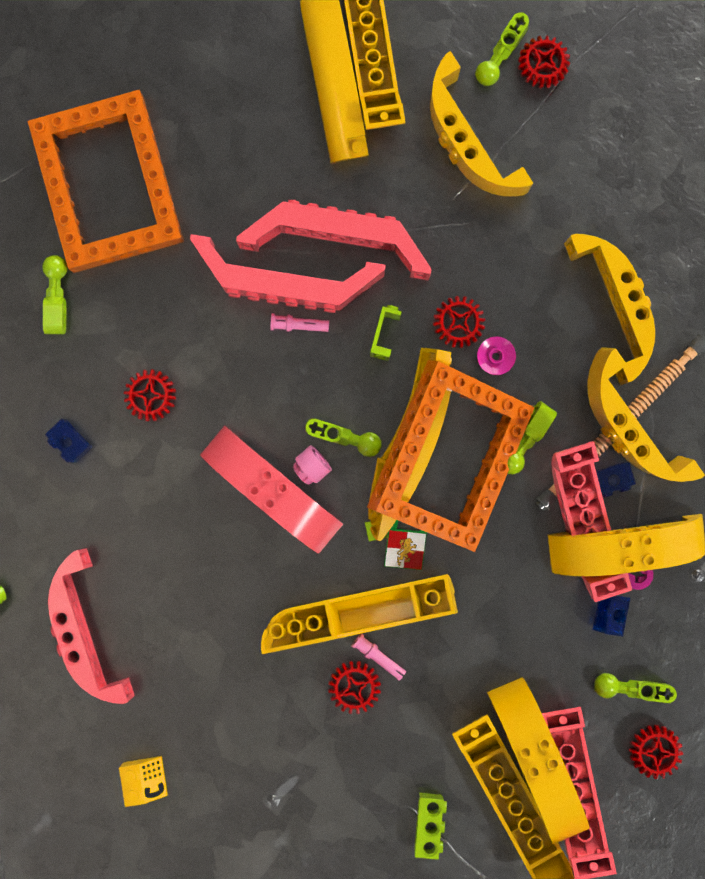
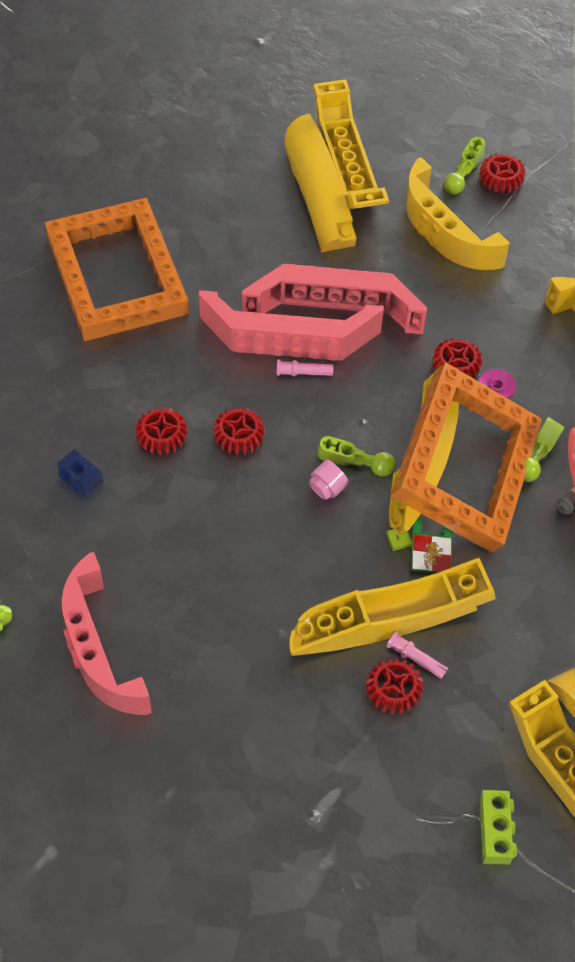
camera: 10 degrees left, 30 degrees down
(54, 303) = (66, 361): lime beam -> none
(143, 781) = (165, 796): yellow slope -> none
(223, 407) = (243, 437): none -> red gear
(270, 490) = (296, 498): coral slope -> none
(377, 351) = (387, 377): lime panel -> none

